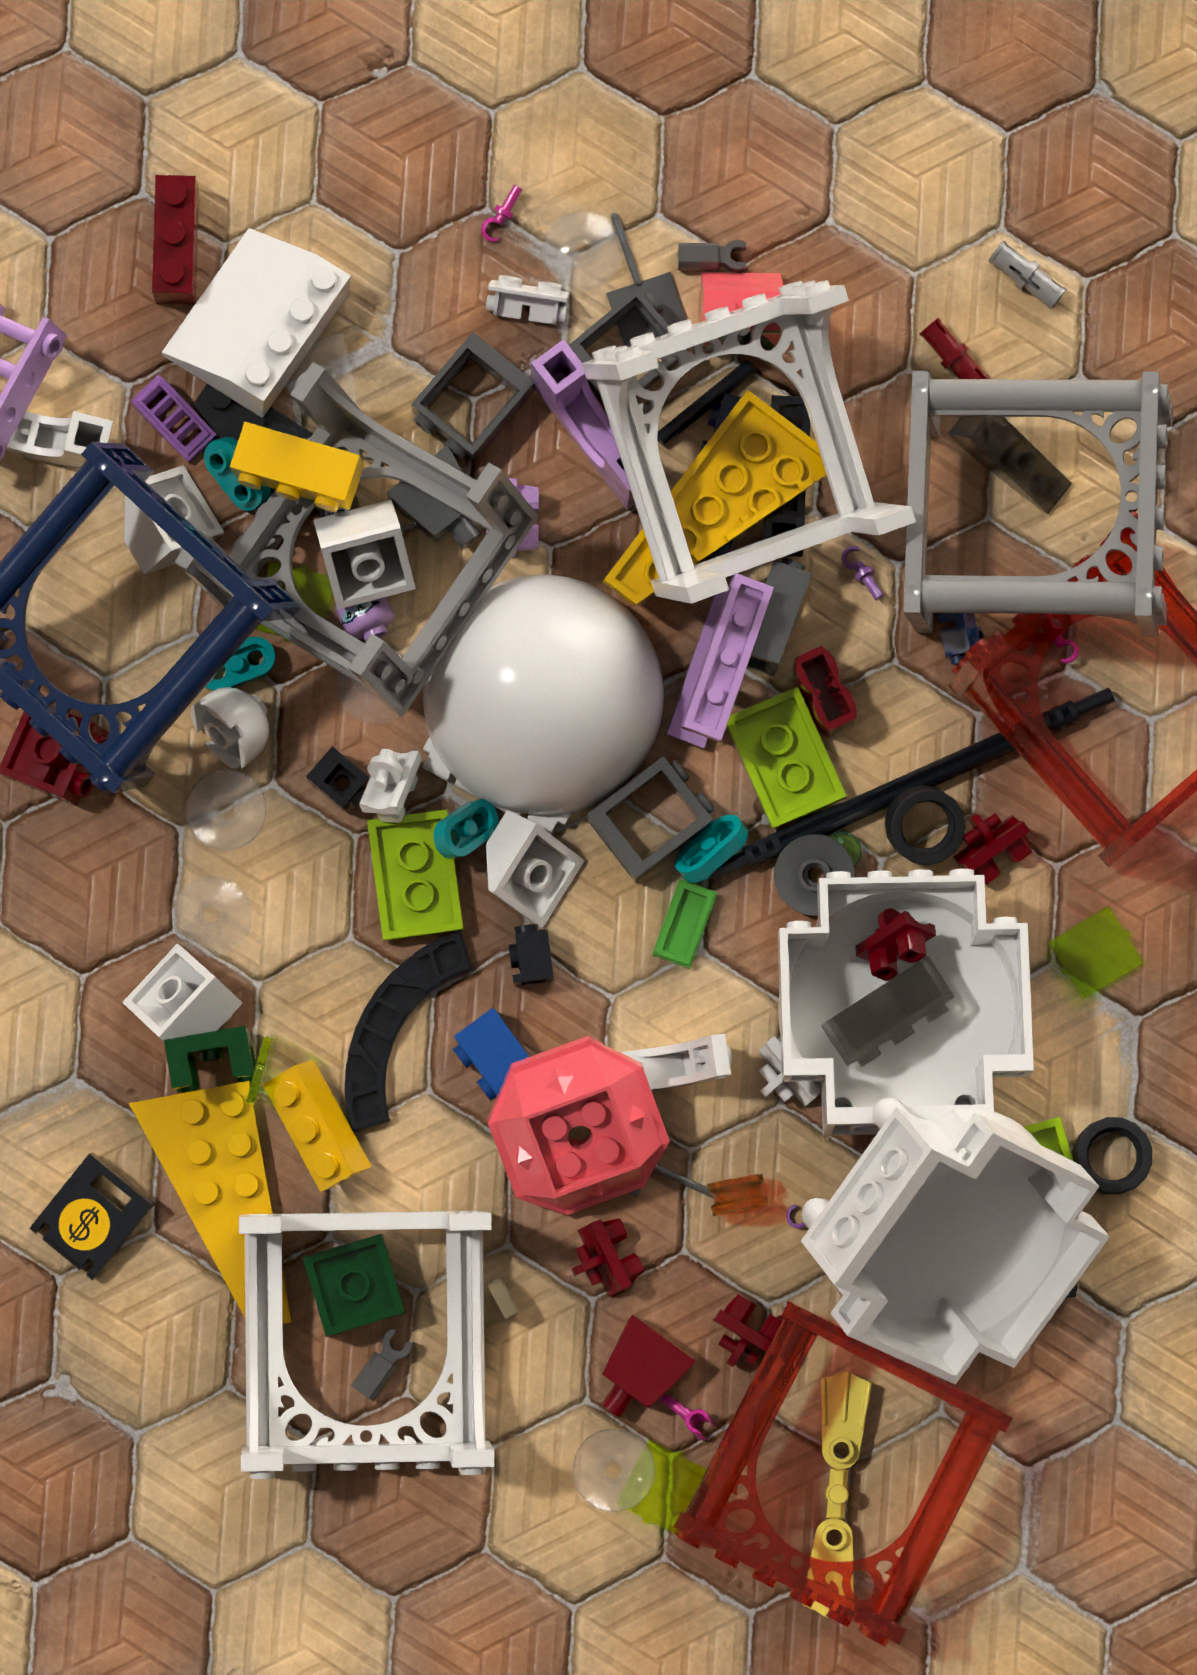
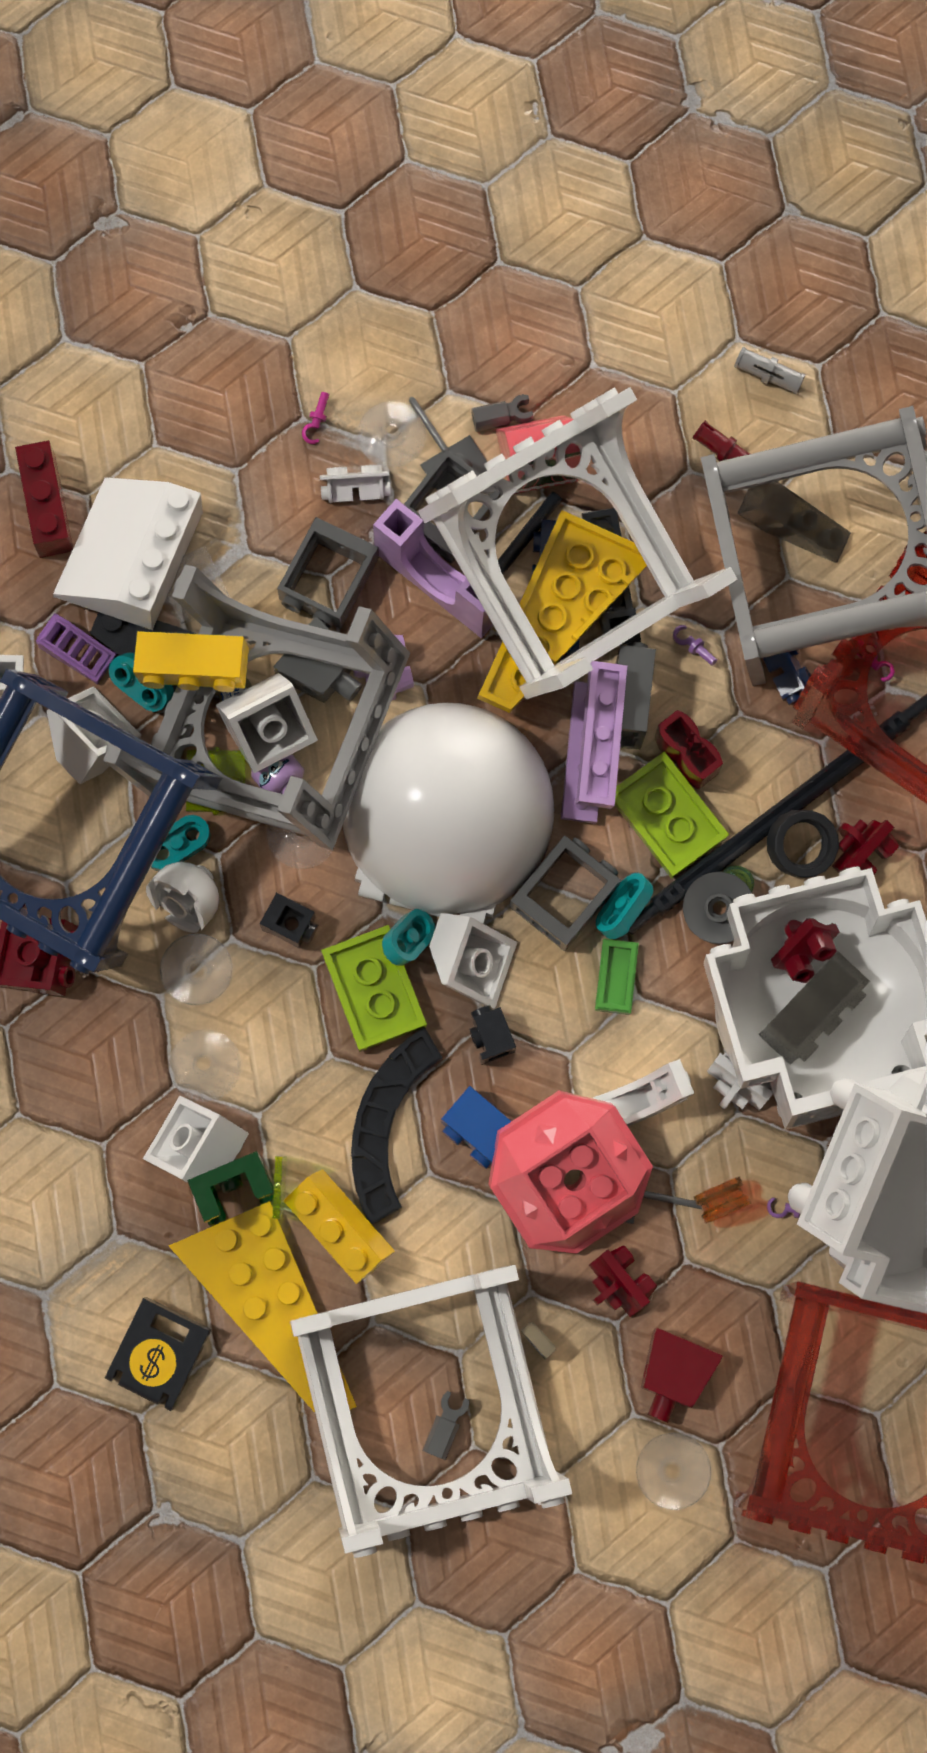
camera: 10 degrees left, 5 degrees down
(354, 1285) = (405, 1360): dark green panel -> none
(390, 782) = (334, 913): white hips -> none
(672, 1487) = (729, 1473): clear neon green piece -> none
(692, 1418) = (730, 1407): dark pink hand -> none
(734, 1319) = (746, 1311): dark red hips -> none
(842, 1420) = (864, 1378): light yellow piece -> none

